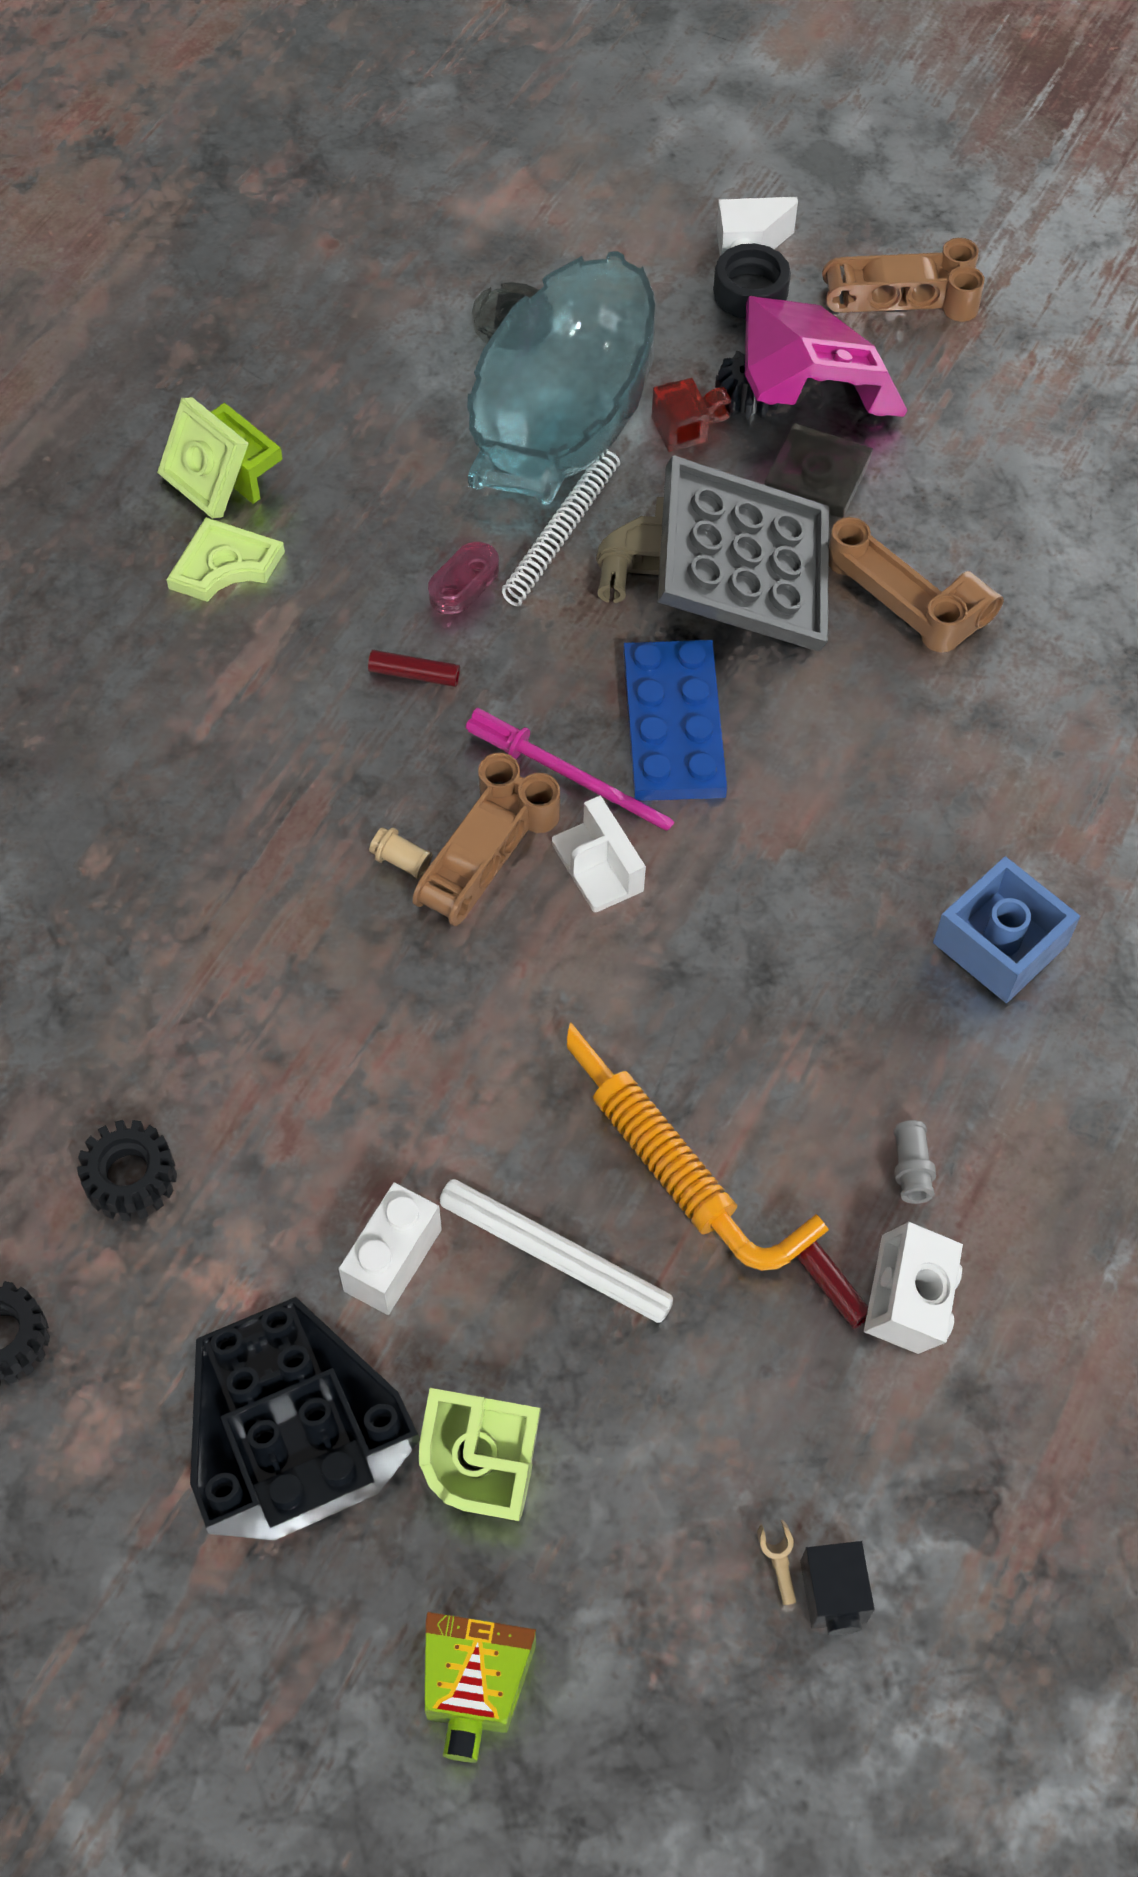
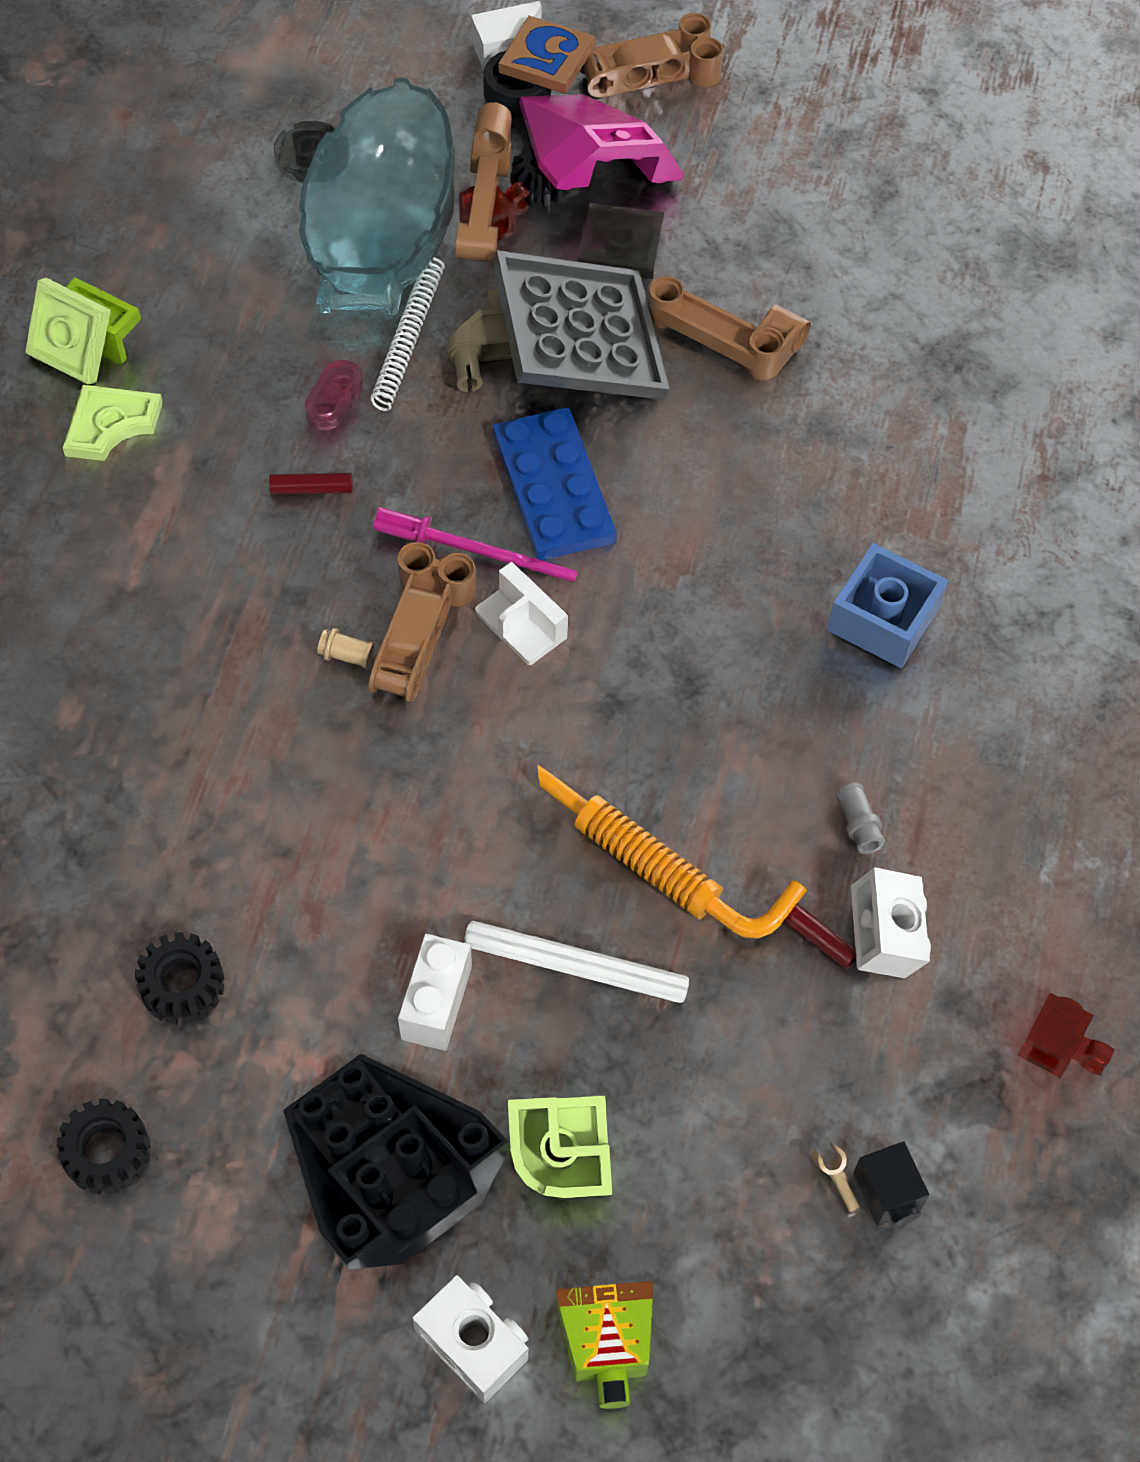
camera: 15 degrees left, 0 degrees up
(332, 1676) = (483, 1366): none -> white brick
(693, 357) = (489, 160): none -> medium nougat piece
(789, 255) = (547, 54): none -> medium nougat tile
(1075, 1464) = (1060, 1037): none -> clear red brick

